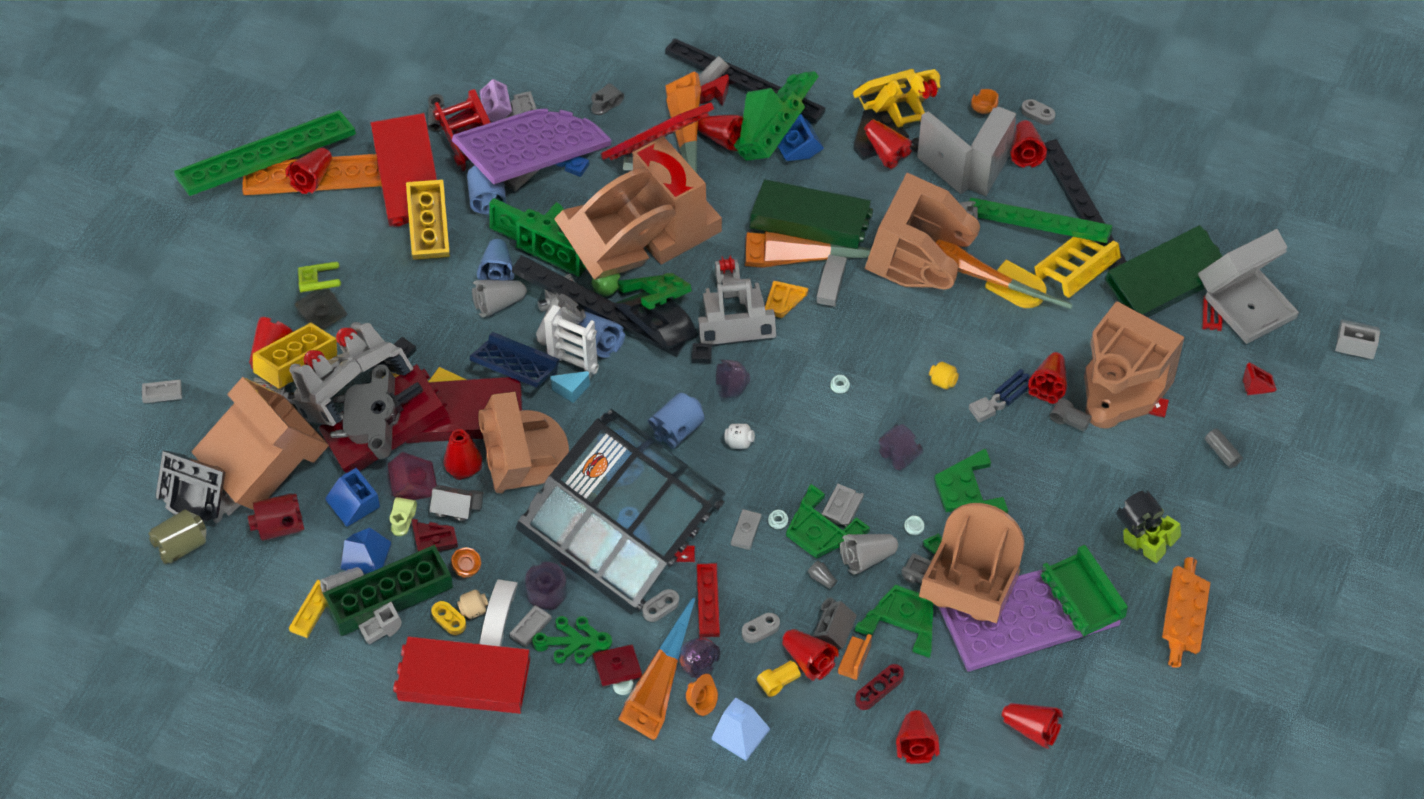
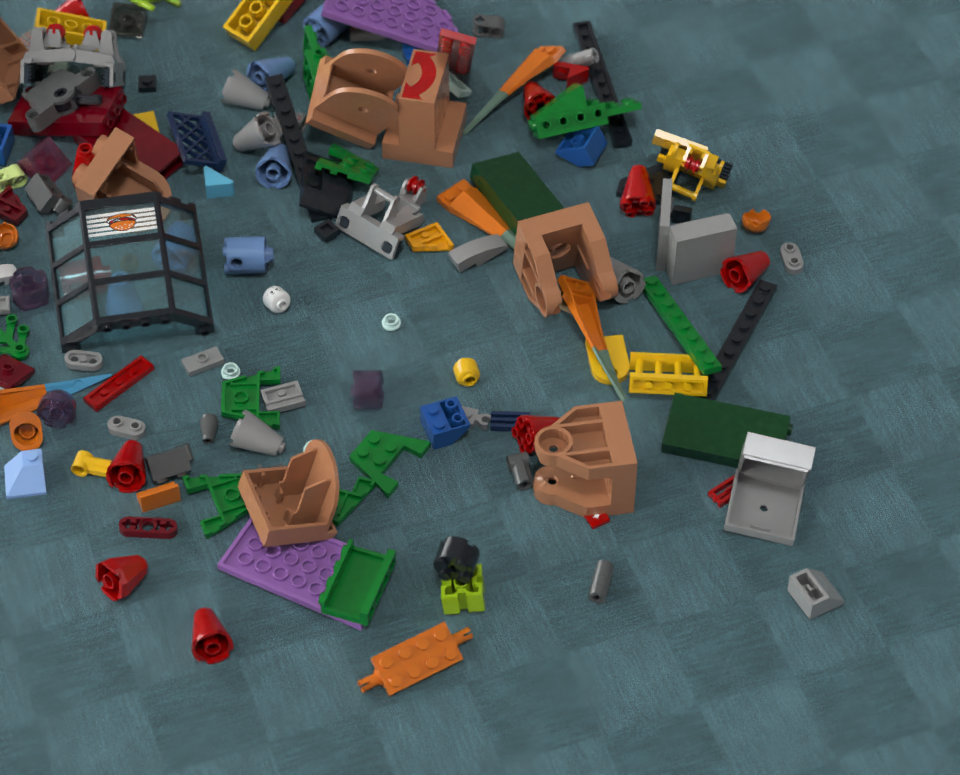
camera: 45 degrees right, 5 degrees down
(556, 345) = (236, 149): white fence -> none
(607, 285) = (322, 139): bright green hair -> none
(687, 555) = (141, 341): red tile -> none
(732, 378) = (320, 260): clear purple cylinder -> none
(979, 425) = (444, 422): none -> blue slope
(1257, 380) = (693, 559): red slope -> none

